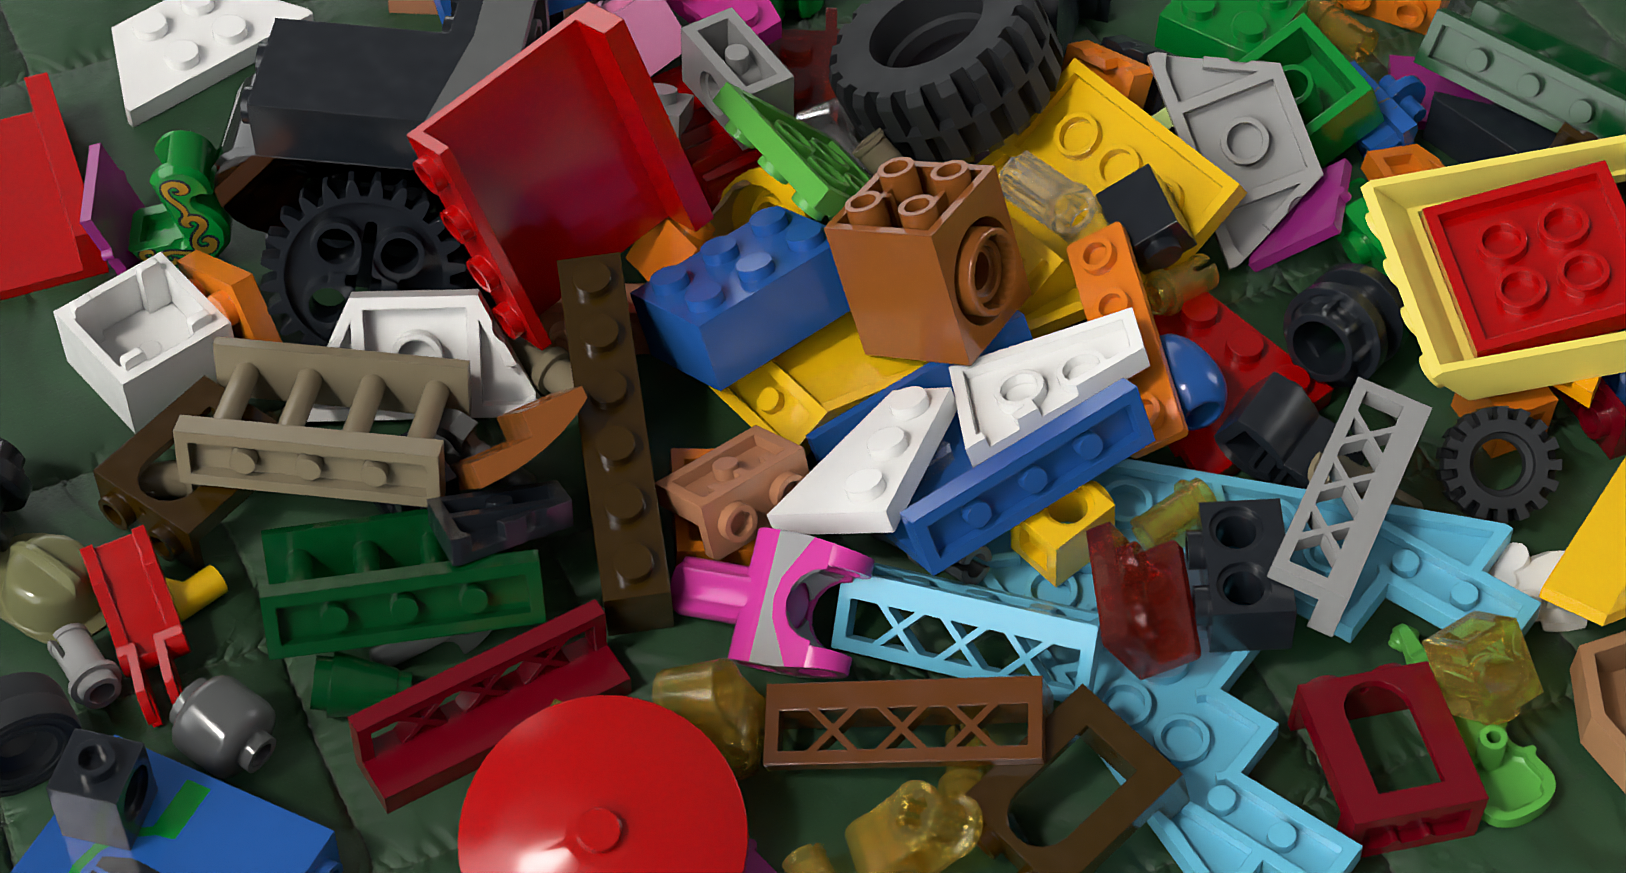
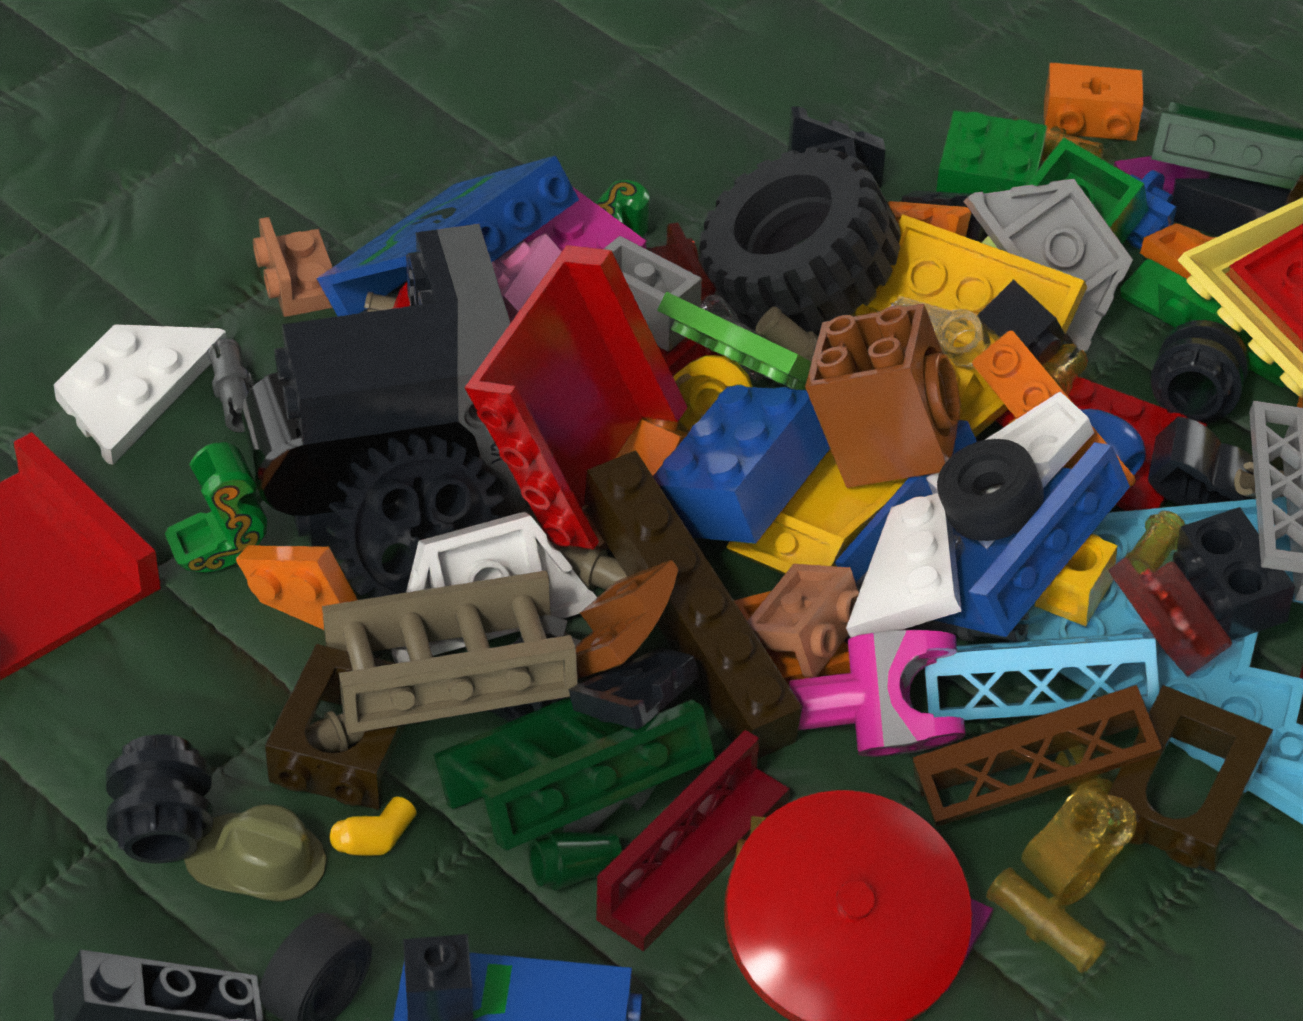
camera: 20 degrees left, 5 degrees down
(91, 677) = (329, 899): light grey pin -> none
(109, 209) = (155, 535): magenta piece -> none
(139, 614) = (366, 854): red arm -> none
(142, 338) = (241, 632): white container -> none
(223, 726) = (488, 913): dark grey head -> none
(720, 705) = (878, 773): clear yellow piece -> none
(979, 376) = (982, 466): none -> black tyre
(1310, 221) = (1133, 299): magenta piece -> none

